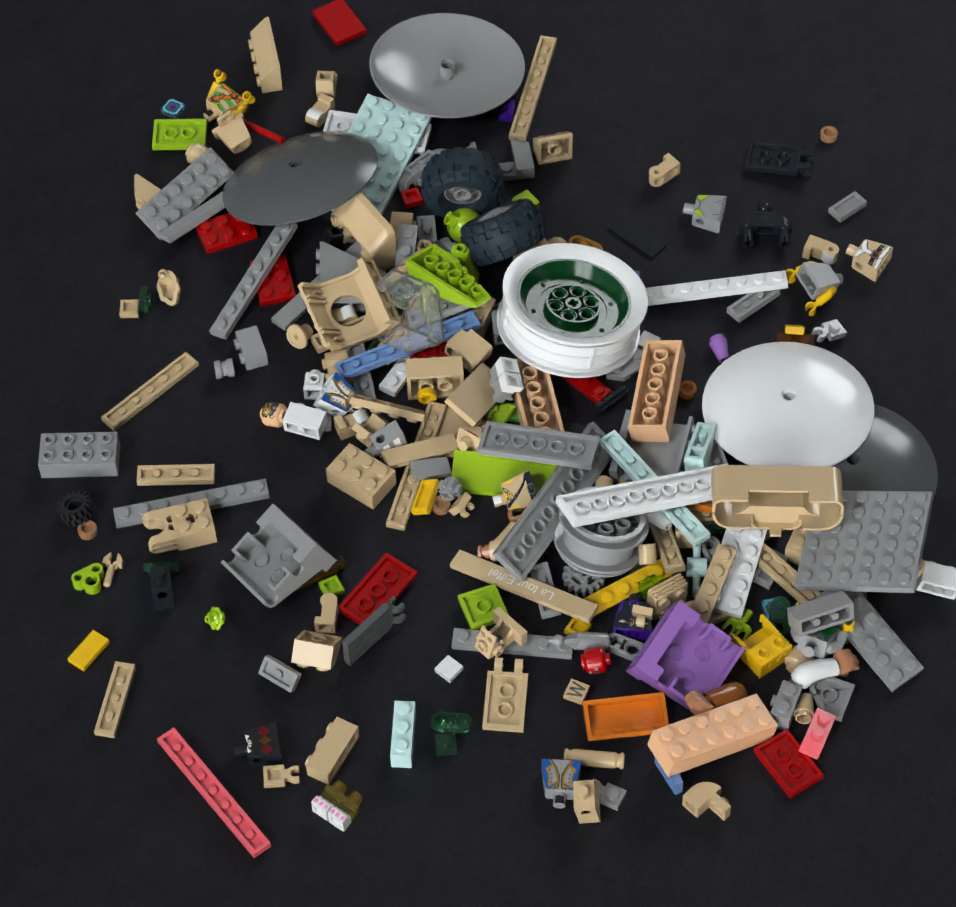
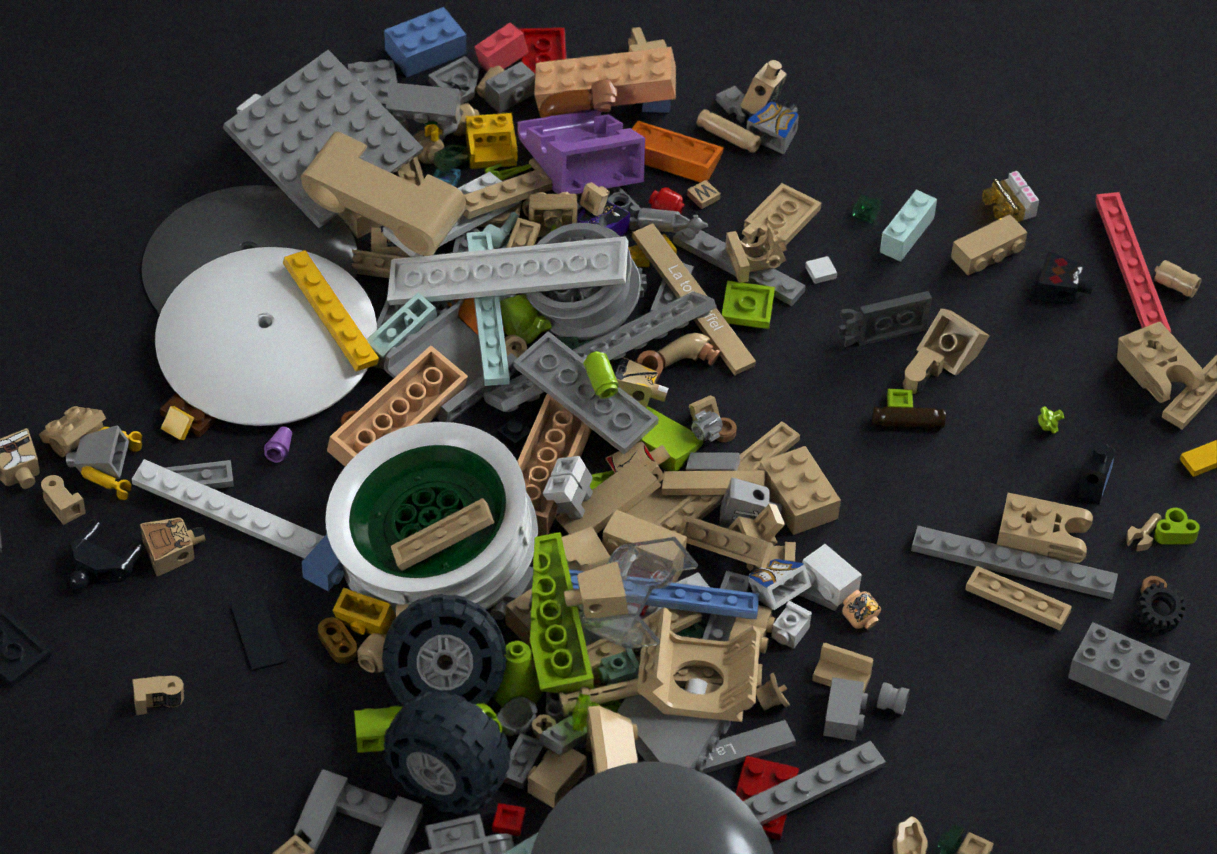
camera: 155 degrees left, 5 degrees down
(149, 391) = (999, 723): tan tile -> none
(154, 699) = (1158, 360): none -> tan brick
(174, 566) = (1090, 499): clear green plate -> none
(176, 794) = (1177, 278): none -> tan piece
(265, 374) = (842, 664): none -> tan panel
(276, 775) = (1058, 246): tan plate -> none
(277, 558) = (948, 432): light grey panel -> none
(279, 673) = (1002, 332): light grey plate -> none
(383, 581) = (852, 369): red plate -> none
(400, 249) = (579, 714): none -> clear neon green tile
(425, 497) = (738, 438): yellow tile -> none
(427, 286) = (599, 592): none -> tan torso
(451, 722) = (852, 217): clear green plate -> none
(531, 446) = (601, 375): none -> lime head
(550, 280) = (442, 534): none -> tan plate
(553, 147) = (273, 789): tan slope -> none
(707, 212) = (150, 609): light grey torso -> none
(732, 253) = (170, 543): none -> torso
(752, 421) = (330, 310): none -> yellow plate
(818, 669) = (475, 92): white piece -> none
(831, 330) = (136, 405): light grey plate -> none
(853, 291) = (66, 432): none -> tan plate
(882, 715) = (425, 42): none -> medium blue brick

